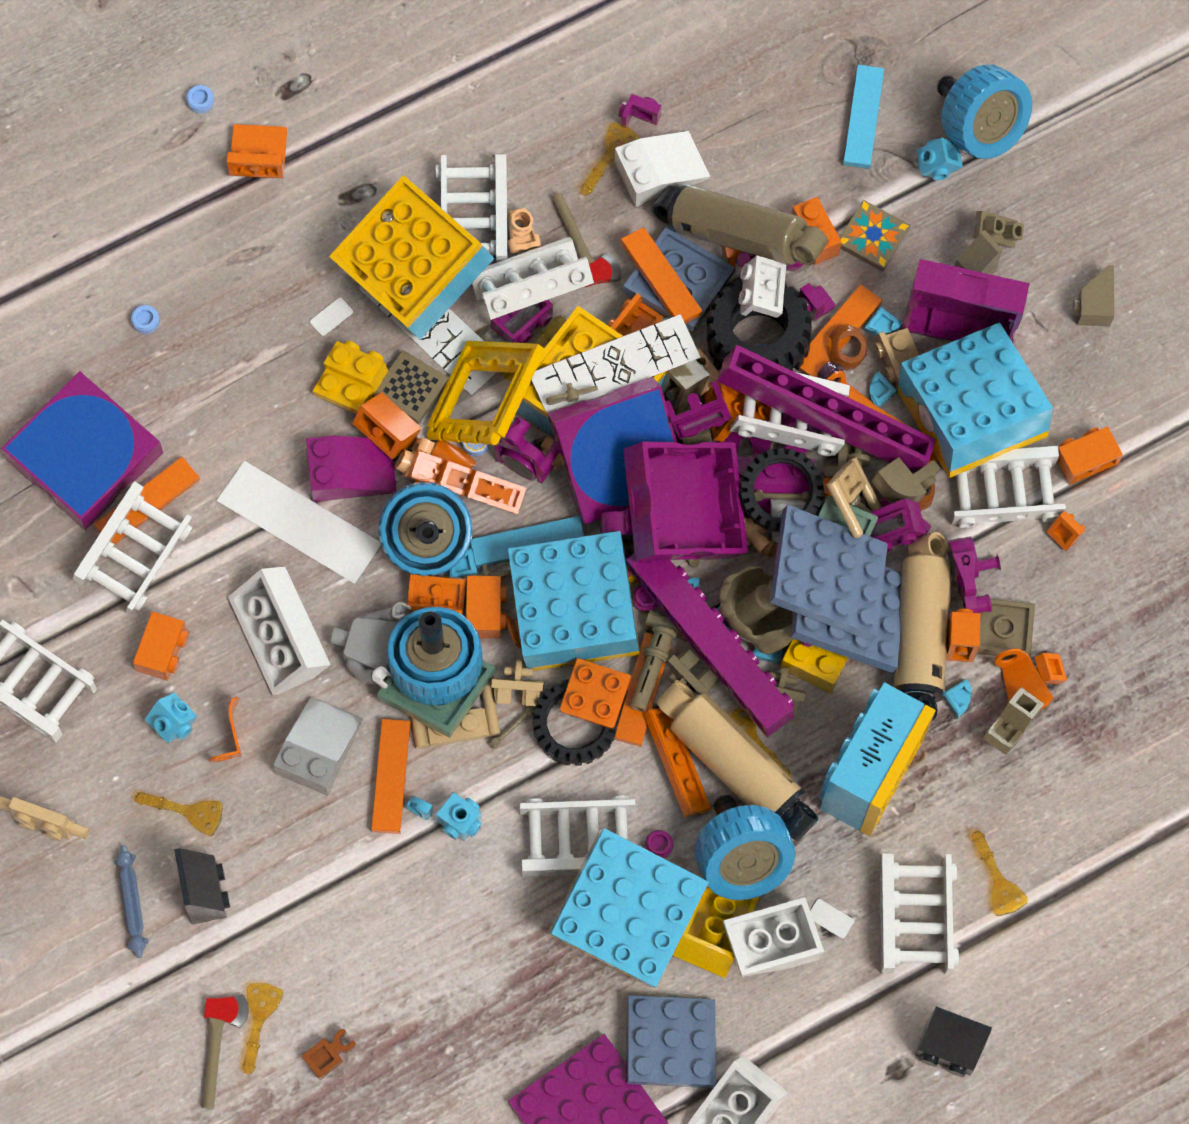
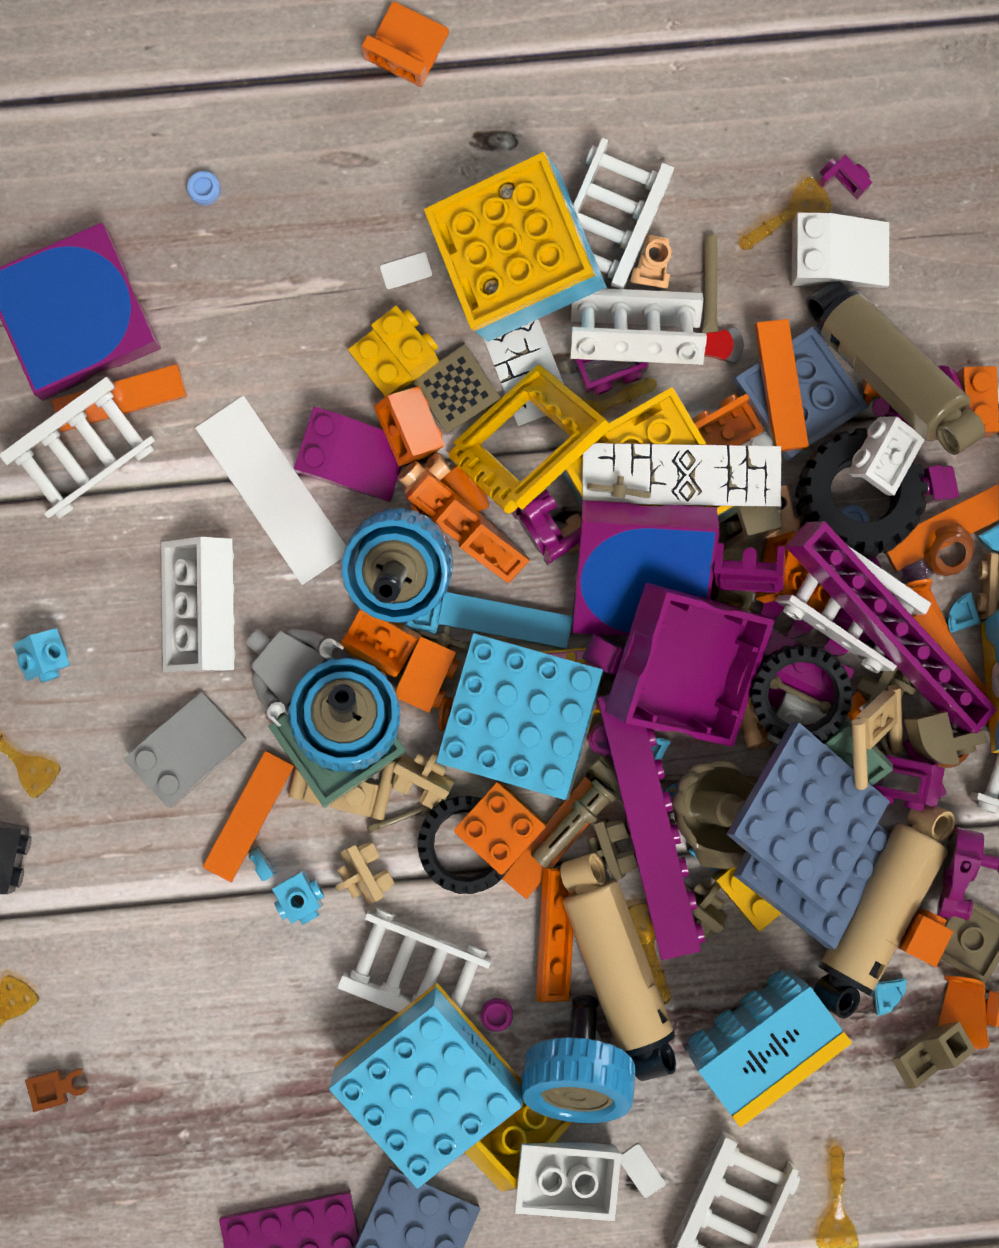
camera: 20 degrees right, 15 degrees up
(160, 646) = (65, 569): orange brick -> none
(234, 701) = (100, 705): orange piece -> none
(501, 781) = (356, 861): none -> tan hips

